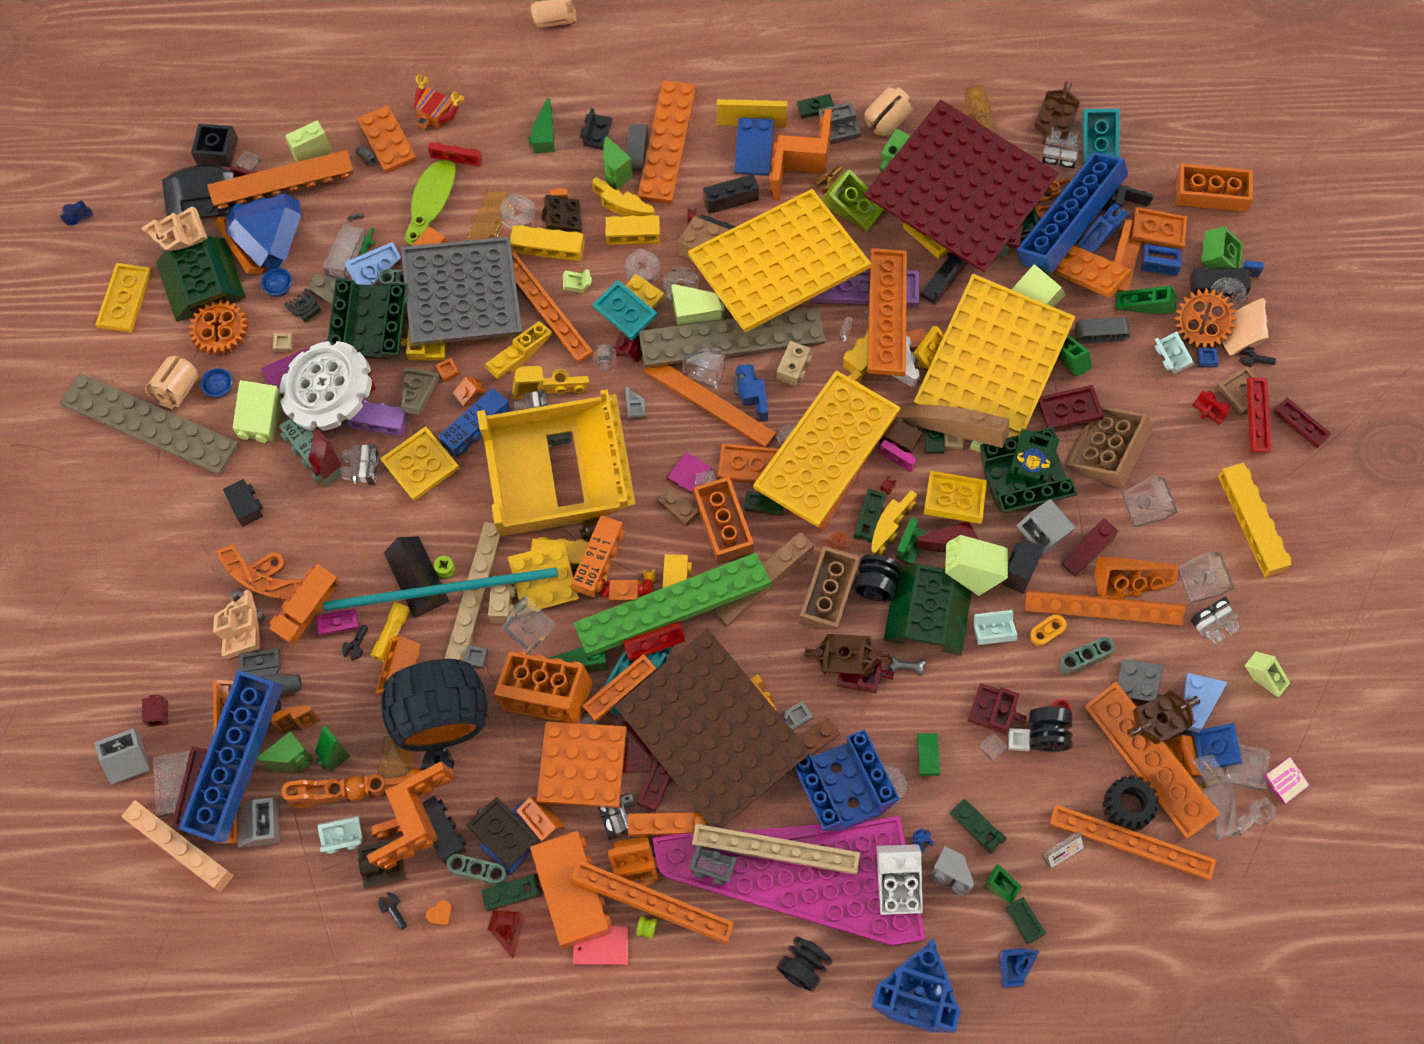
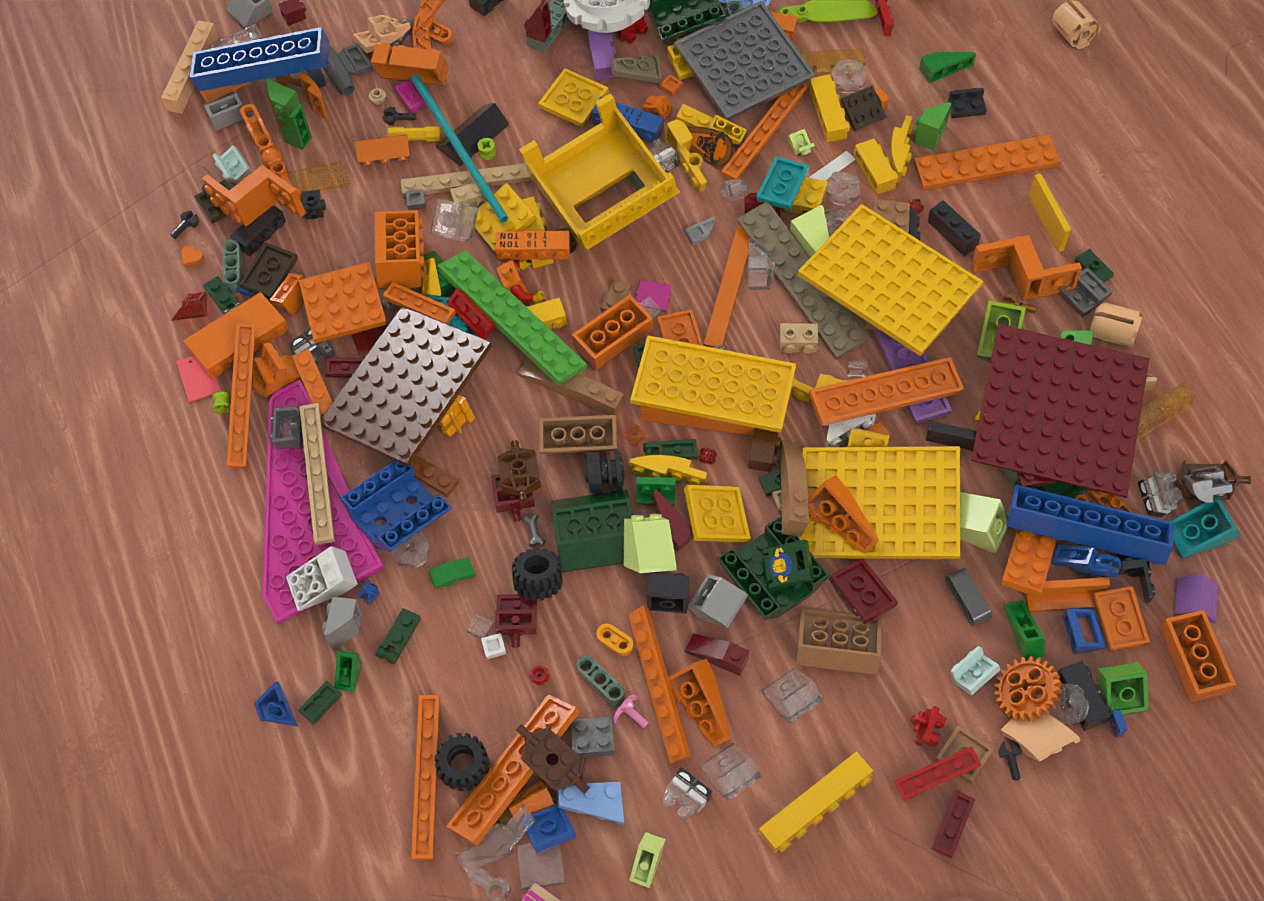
camera: 70 degrees right, 5 degrees down
(321, 660) = (377, 96): none -> tan plate
(363, 464) = (554, 58): clear hips -> none
(434, 704) = (348, 173): black wheel -> none
(549, 353) = (711, 144): none -> shield
(597, 669) = (430, 282): none -> yellow slope
(612, 264) = (834, 166): none -> white sticker
(637, 145) = (966, 138): dark grey beam -> none
(751, 390) = (754, 314): blue plate -> none
(754, 146) = (1019, 222): blue slope -> none
(797, 715) = (449, 455): light grey tile -> none
(802, 967) = (221, 527): black wheel -> none
(898, 456) = (741, 461): dark pink plate -> none
(919, 993) = (223, 626): blue wedge -> none
(957, 661) = (537, 574): none -> black tyre
(994, 627) = (597, 591): light aqua bracket -> none
(1000, 392) = (838, 510): none -> orange wedge
(1050, 729) = (509, 665): black wheel -> none
(1063, 850) = (398, 717): slope -> none
(1069, 112) = (1207, 482): none -> flat silver brick
(1075, 356) = (924, 575): green slope -> none
(1121, 640) = (627, 707): none -> bright pink plant
(1157, 169) = (1196, 594): none -> medium lavender slope
(1207, 357) = (988, 709): blue tile -> none

